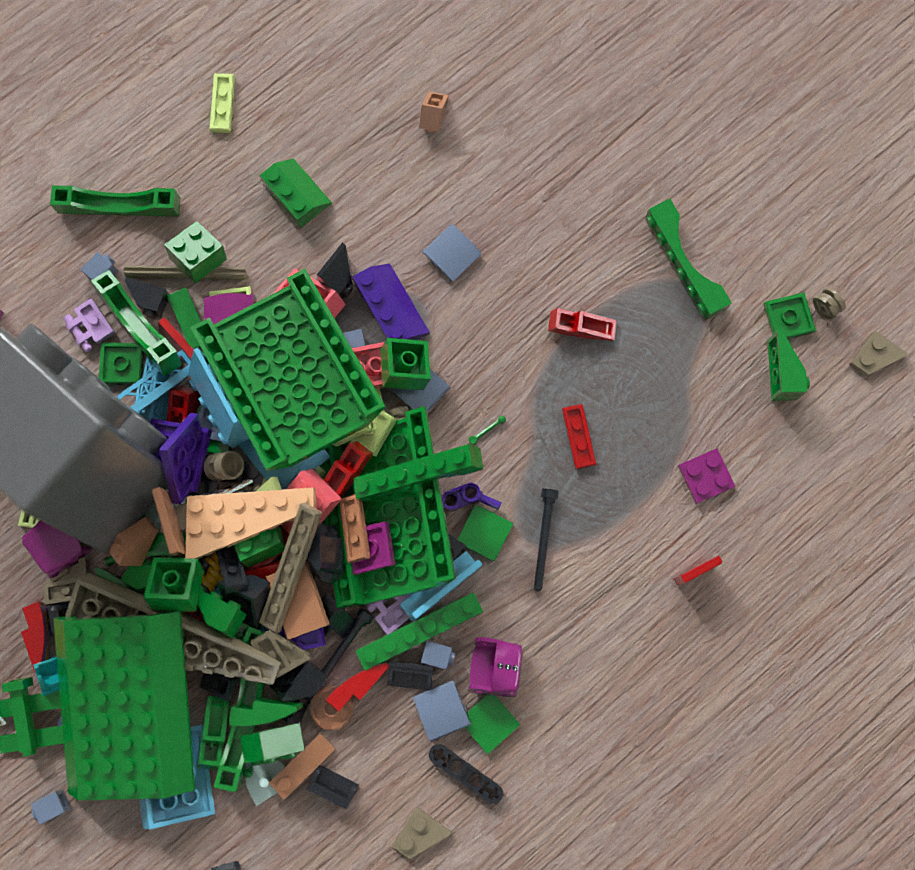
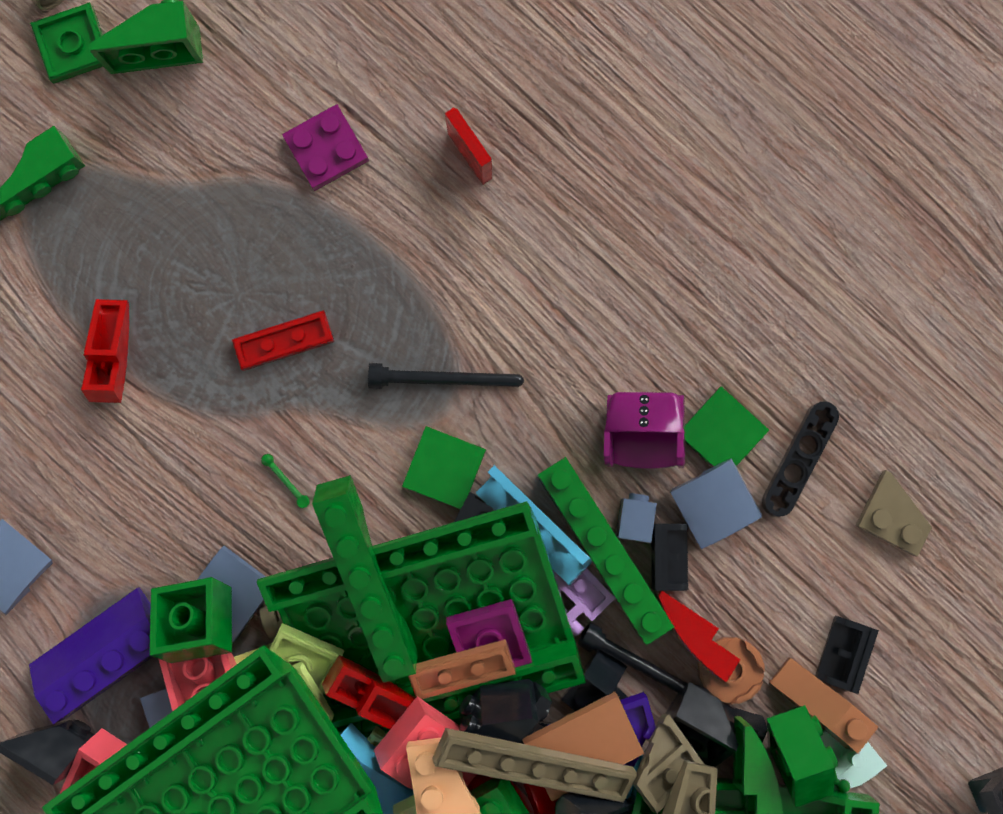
camera: 95 degrees left, 5 degrees up
(462, 500) = (399, 506): dark purple beam -> none

